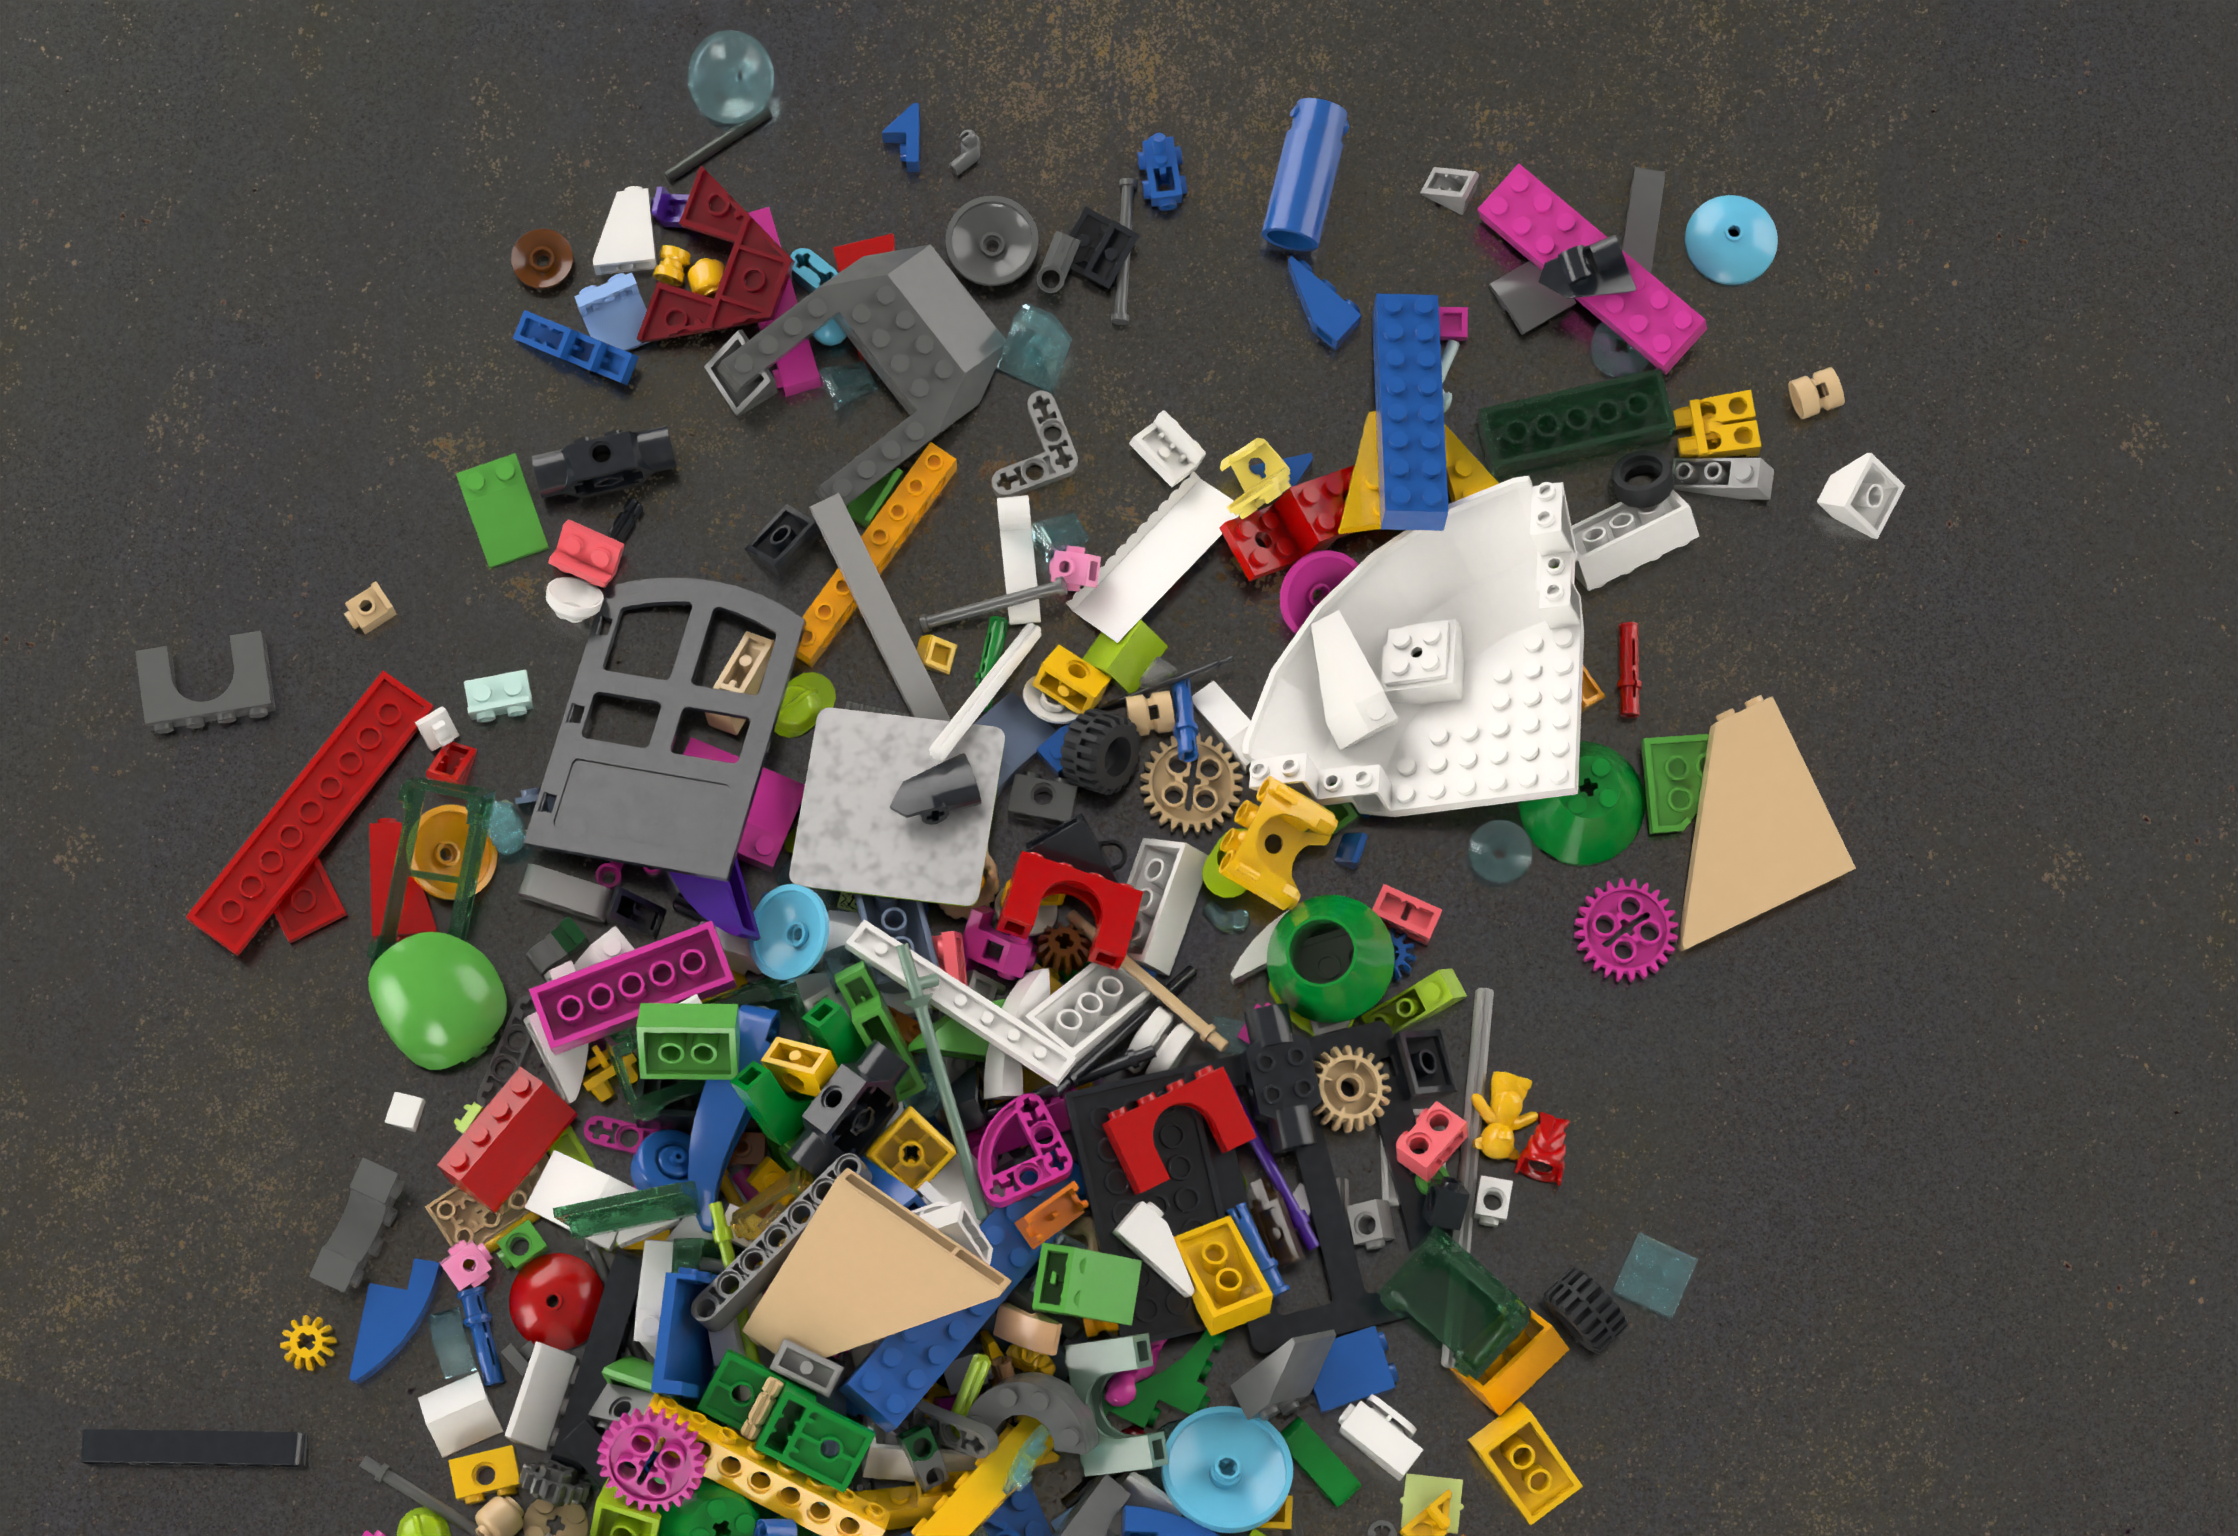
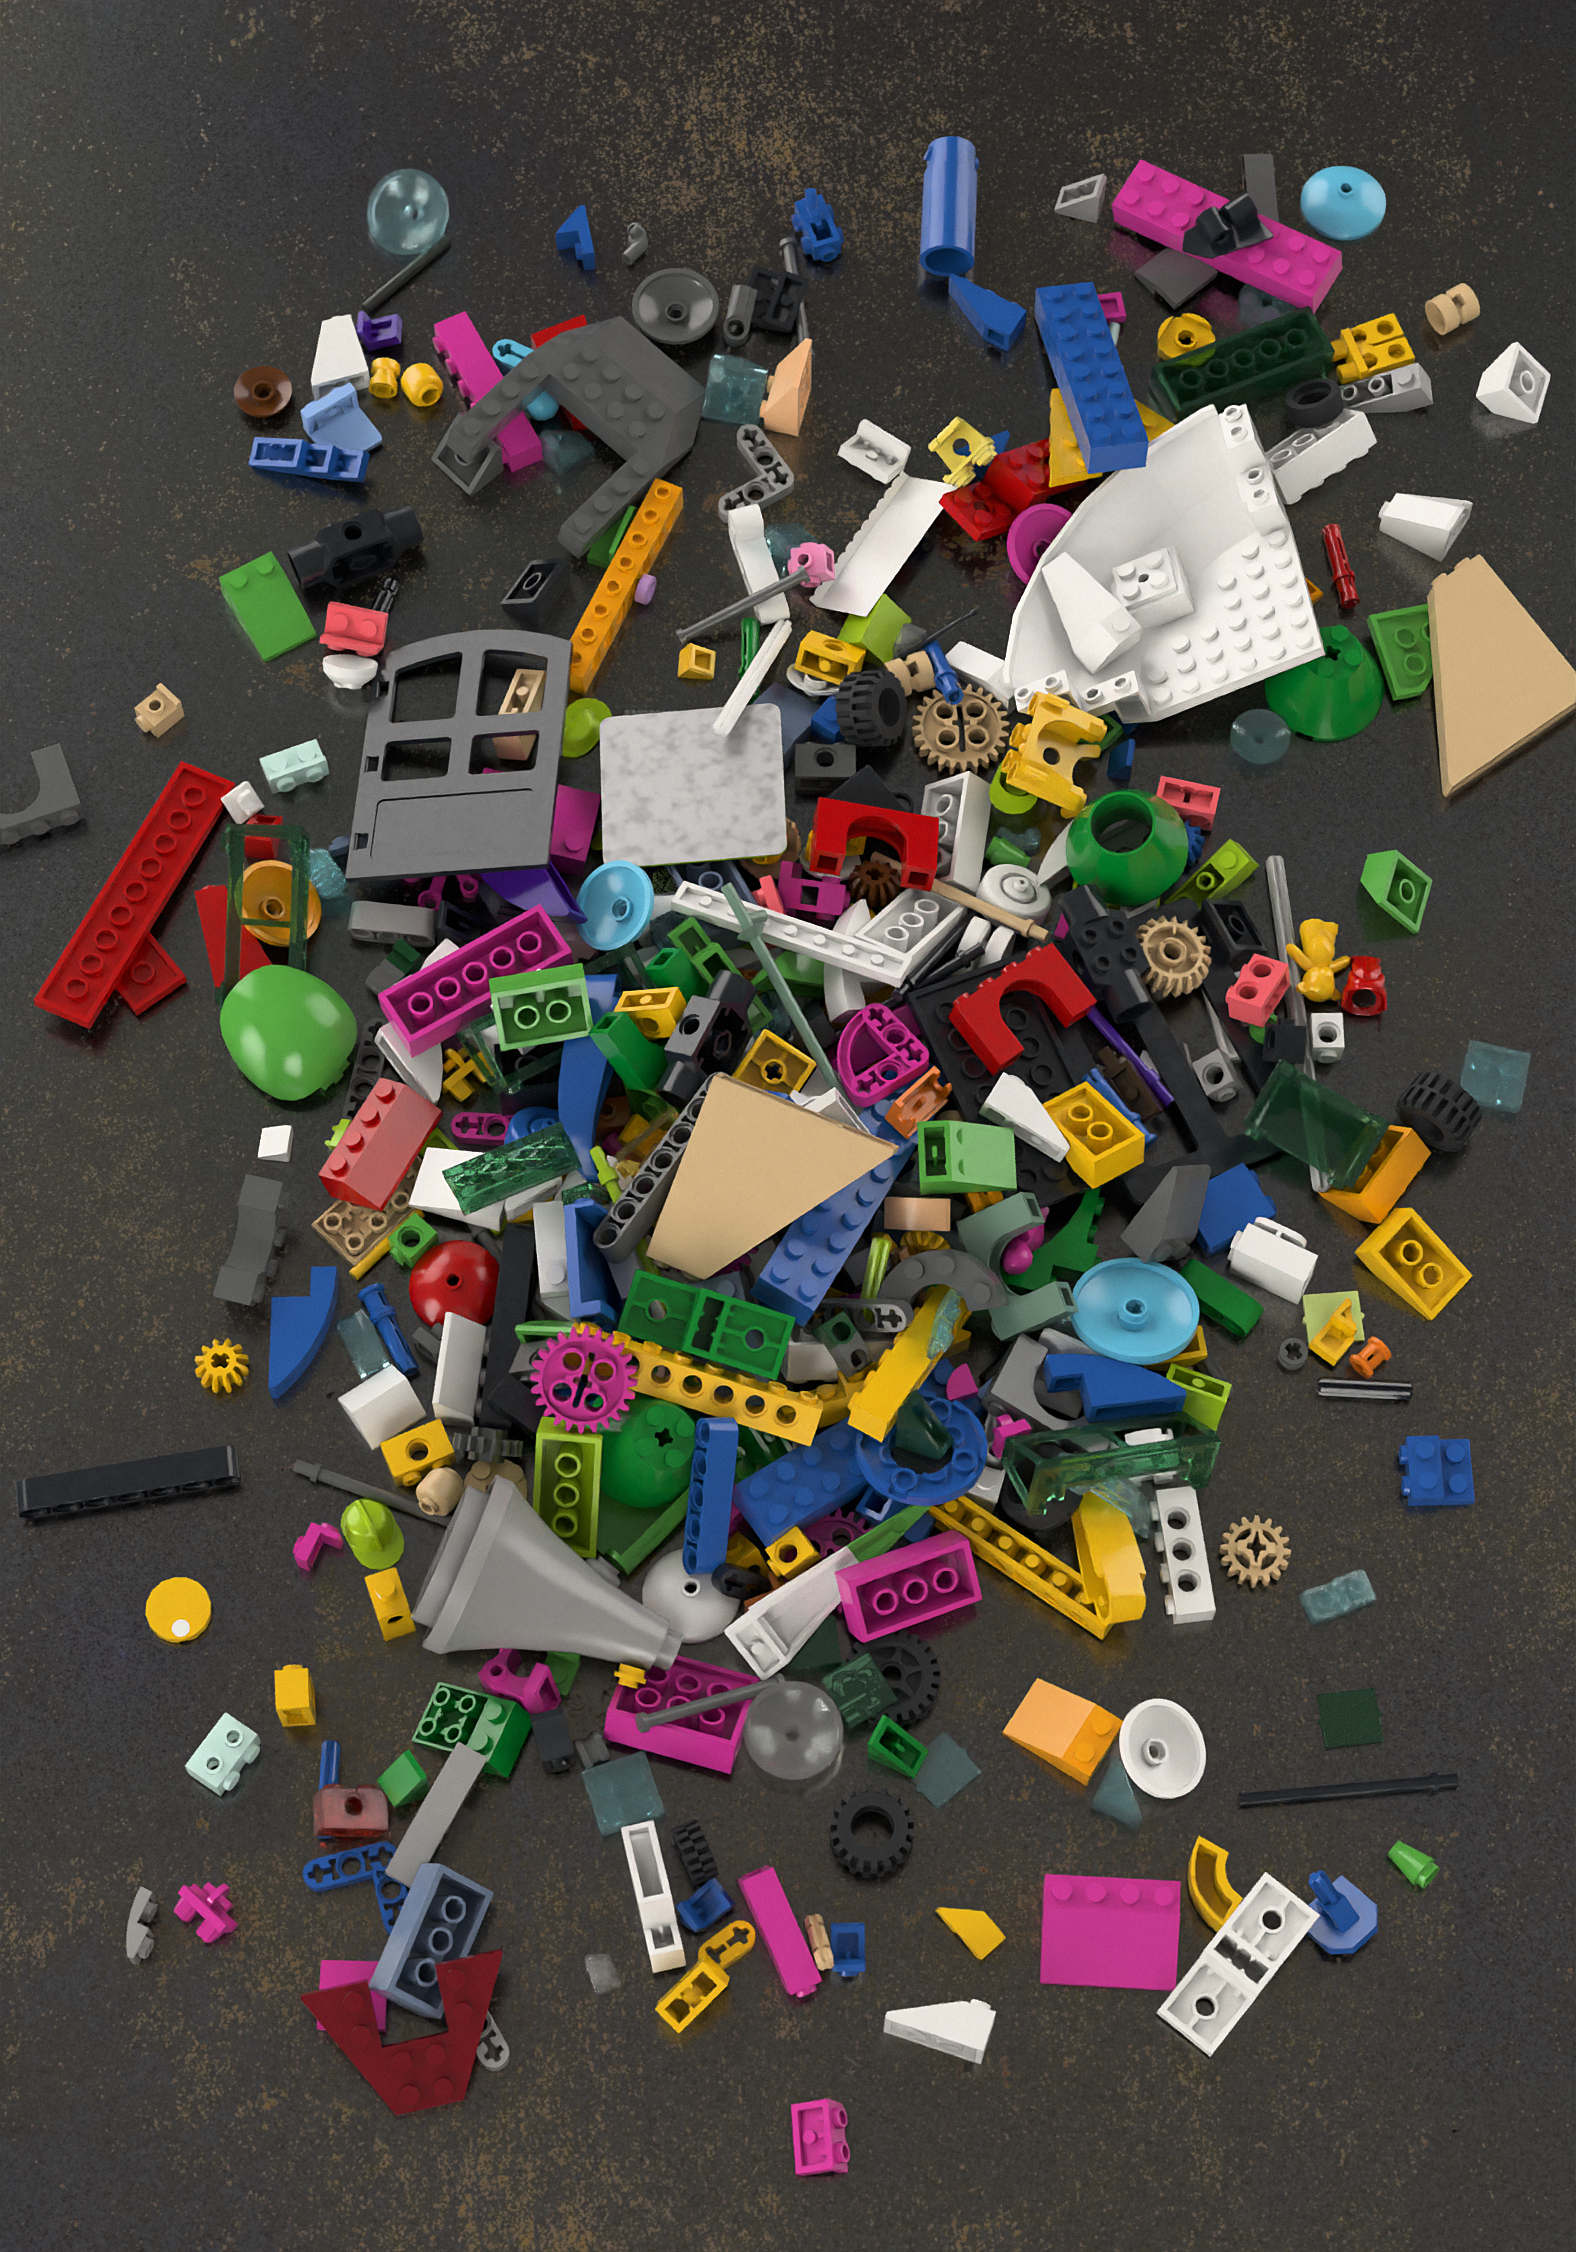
camera: 10 degrees left, 10 degrees down
(464, 1276) = (358, 1272): bright pink brick -> none
(750, 282) = (460, 377): dark red wing -> none
(762, 1408) = (680, 1317): tan axle -> none
(807, 1368) = (716, 1274): light grey slope -> none
(878, 609) = (634, 620): light grey tile -> none
(897, 562) = (645, 589): none -> lavender tile
(938, 791) = (731, 761): panel -> none
(1034, 1516) = (961, 1385): none -> dark pink tile
(1090, 366) = (789, 391): none -> light nougat slope
(1206, 985) = (1015, 892): none -> white wheel
(1209, 934) = (1004, 852): none -> bright green cone
(1523, 359) = (1179, 328): none -> yellow plate
(1602, 1050) = (1397, 887): none -> bright green slope
(1643, 952) = (1413, 800): dark pink gear -> none
(1729, 637) = (1425, 522): none -> white slope

